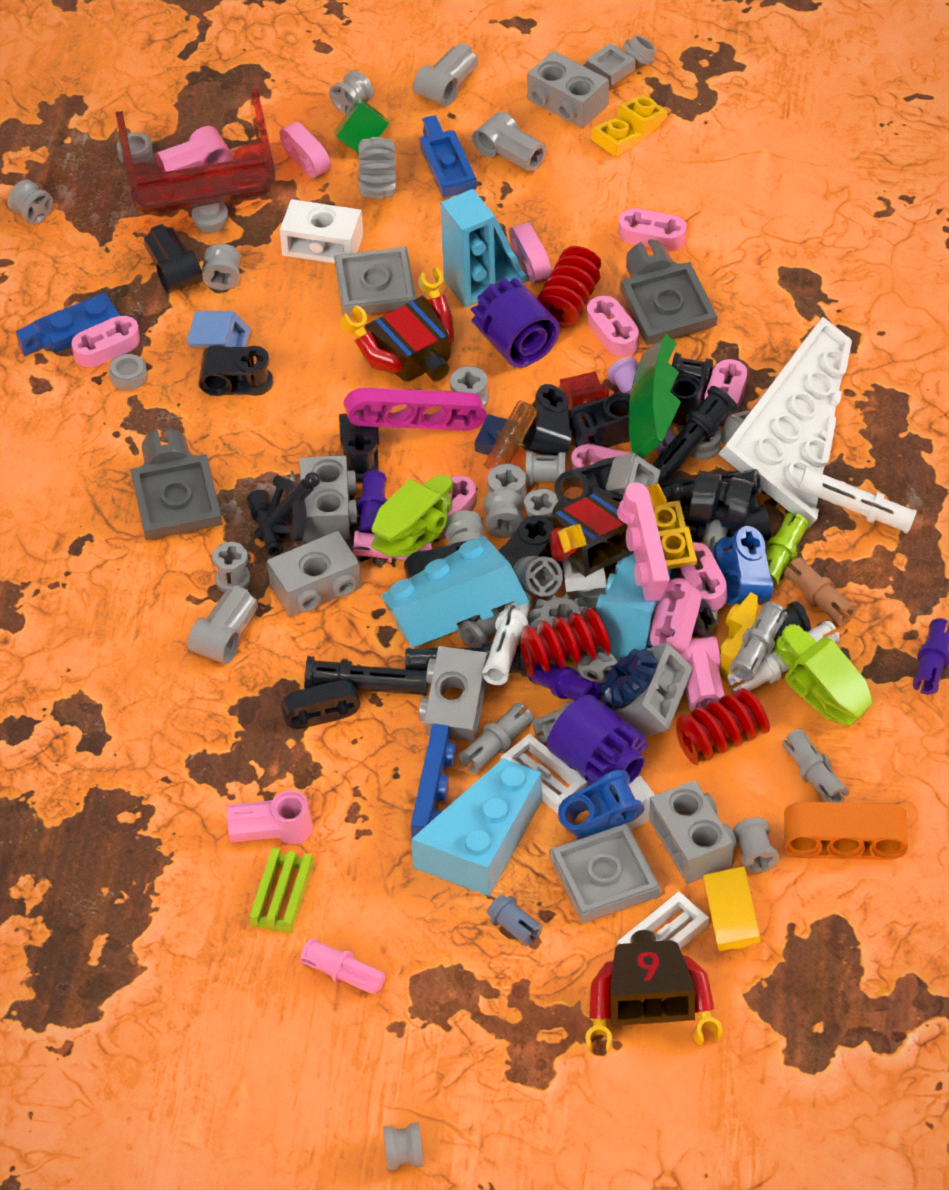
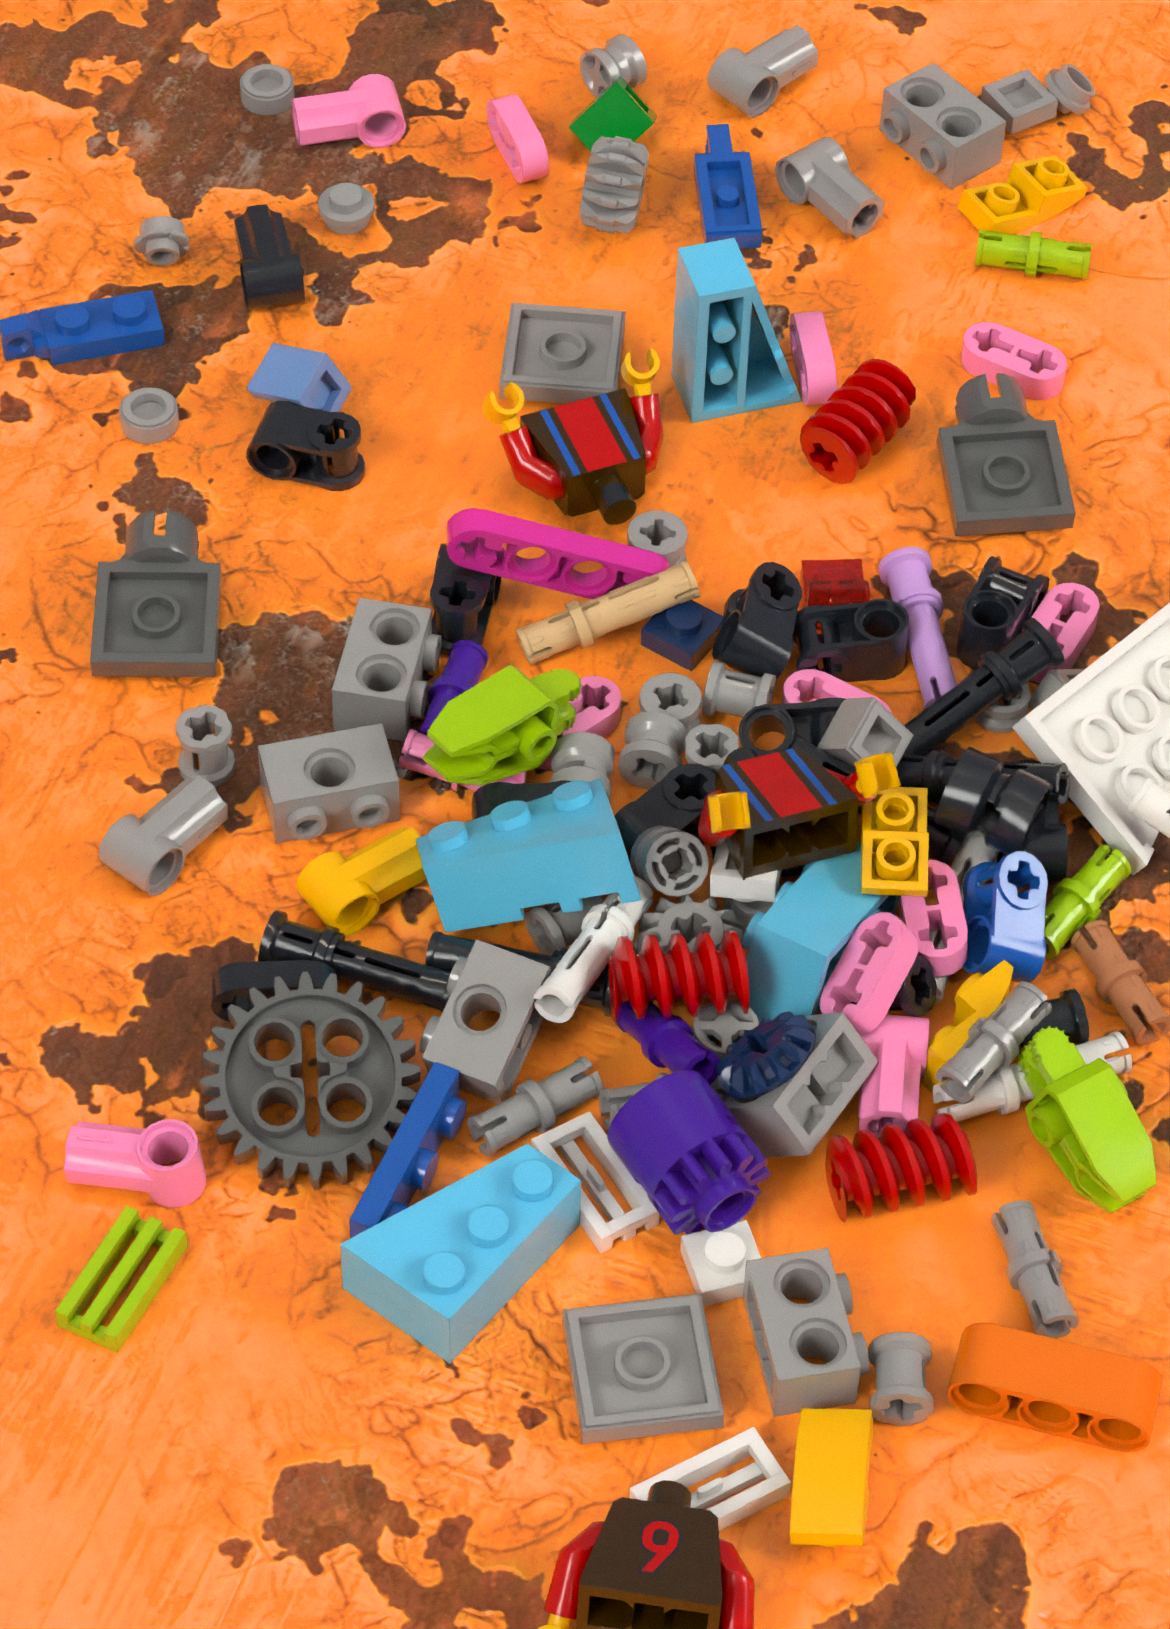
camera: 10 degrees right, 0 degrees up
(30, 202) = (85, 135): light grey wheel -> none
(101, 259) = (162, 240): none -> light grey plate
(105, 341) = (130, 362): bright pink beam -> none
(221, 267) = (337, 286): light grey wheel -> none
(244, 177) = (275, 155): clear red windscreen -> none
(273, 515) = (294, 674): black piece -> none
(320, 231) = (502, 262): white brick -> none
(324, 759) = (251, 1083): none -> dark grey gear
(341, 966) = (176, 1427): bright pink axle -> none
(348, 633) = (351, 888): none -> yellow piece
(458, 431) = (606, 613): none -> tan pin
(512, 435) = (698, 630): clear orange axle -> none
(513, 919) = (466, 1402): sand blue pin -> none
(515, 322) = (756, 459): dark purple gear -> none
(603, 805) = (676, 1255): blue piece -> none
(606, 329) = (920, 493): bright pink beam -> none
(644, 541) = (844, 838): bright pink plate -> none
(646, 160) = (1033, 254): none -> lime pin
(651, 401) = (930, 621): green slope -> none

